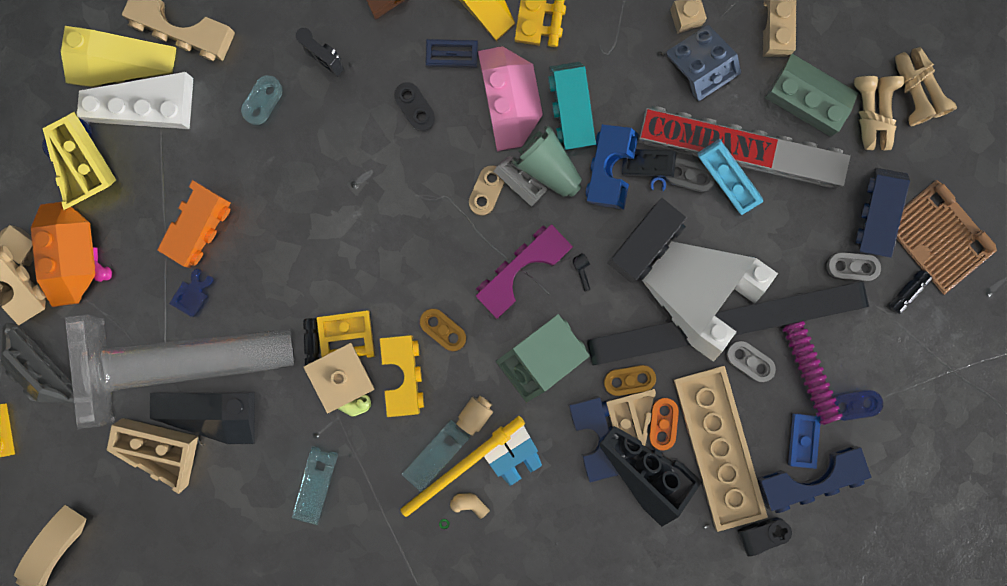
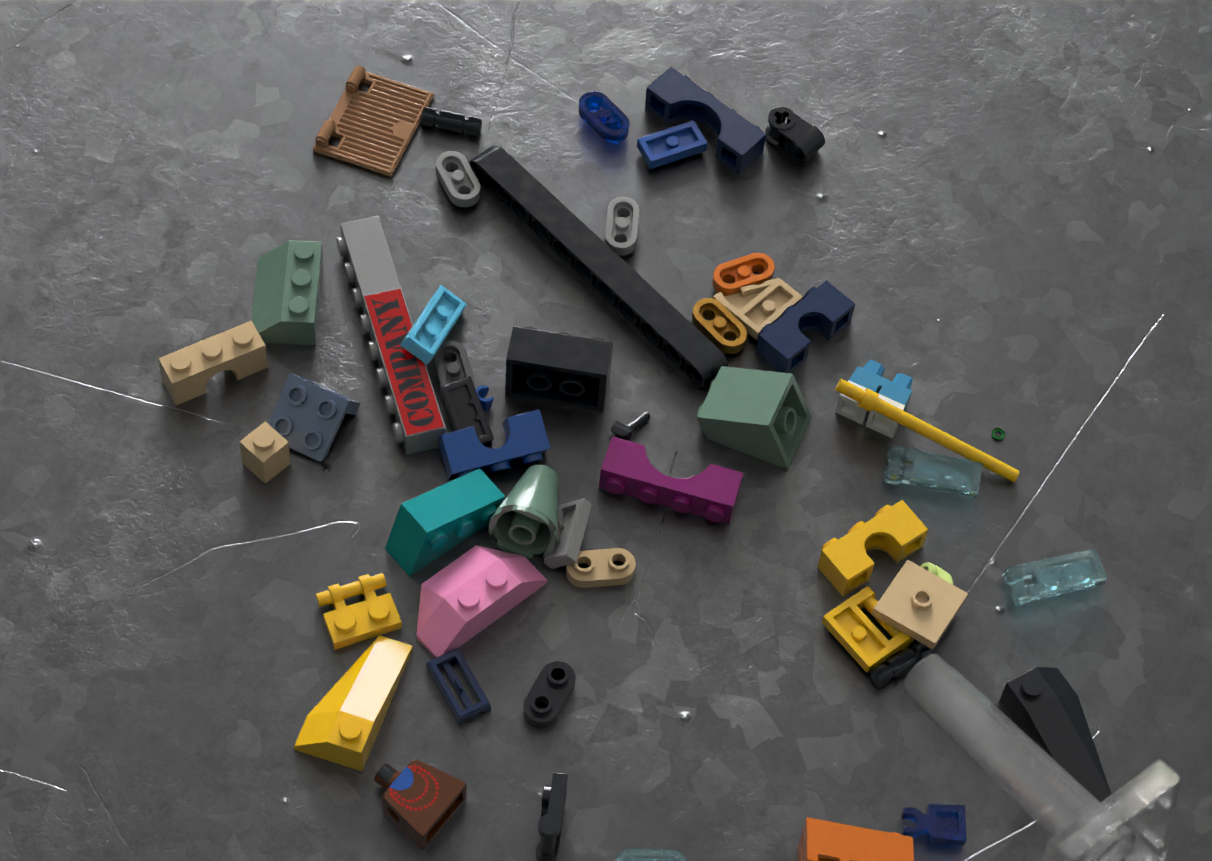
camera: 125 degrees left, 30 degrees down
(156, 450) = (1137, 738): tan wedge -> none
(442, 331) = (789, 533): pearl gold plate -> none
(469, 502) = (958, 417): tan arm -> none
(474, 415) = (862, 453): tan brick -> none
(655, 481) = (808, 250): black wedge -> none
(696, 283) = (579, 291): white wedge -> none
(720, 448) = (731, 214): tan plate -> none
(812, 372) = (600, 160): magenta piece -> none
(883, 212) = (380, 171): dark blue wedge -> none
(884, 120) = (289, 217): tan piece -> none
(912, 80) = (205, 211): tan piece -> none

